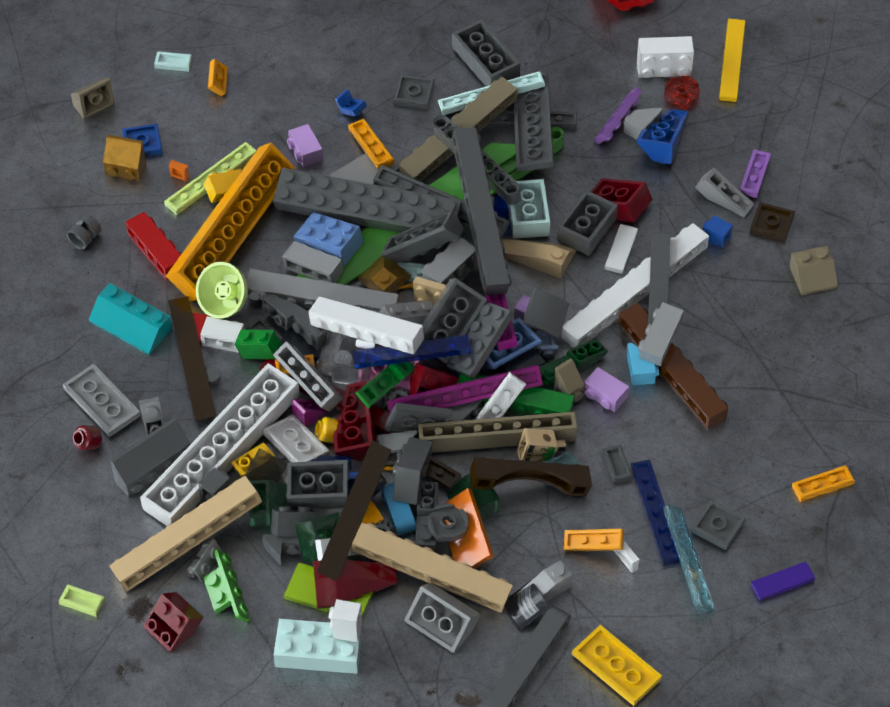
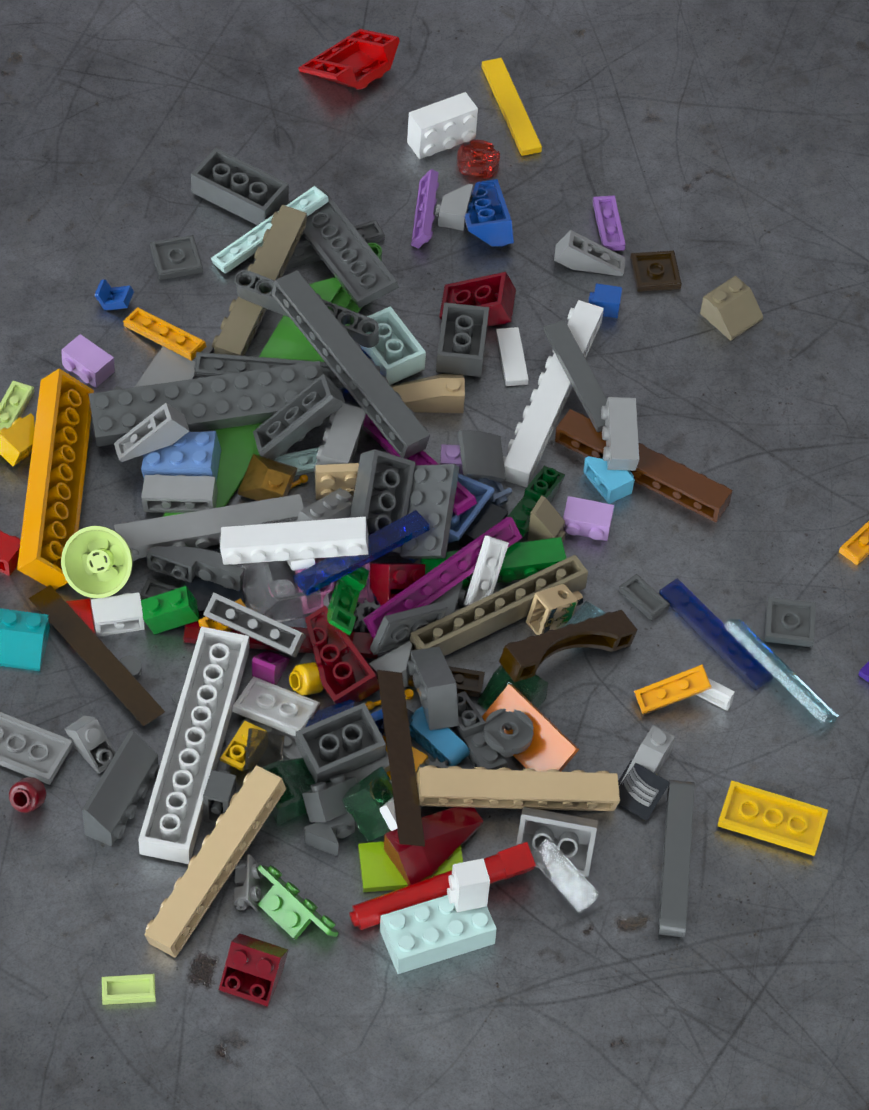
camera: 30 degrees left, 0 degrees up
(314, 211) = (153, 433): none -> light grey slope
(382, 618) = (500, 866): none -> red brick
(432, 644) = (564, 875): none -> clear plate

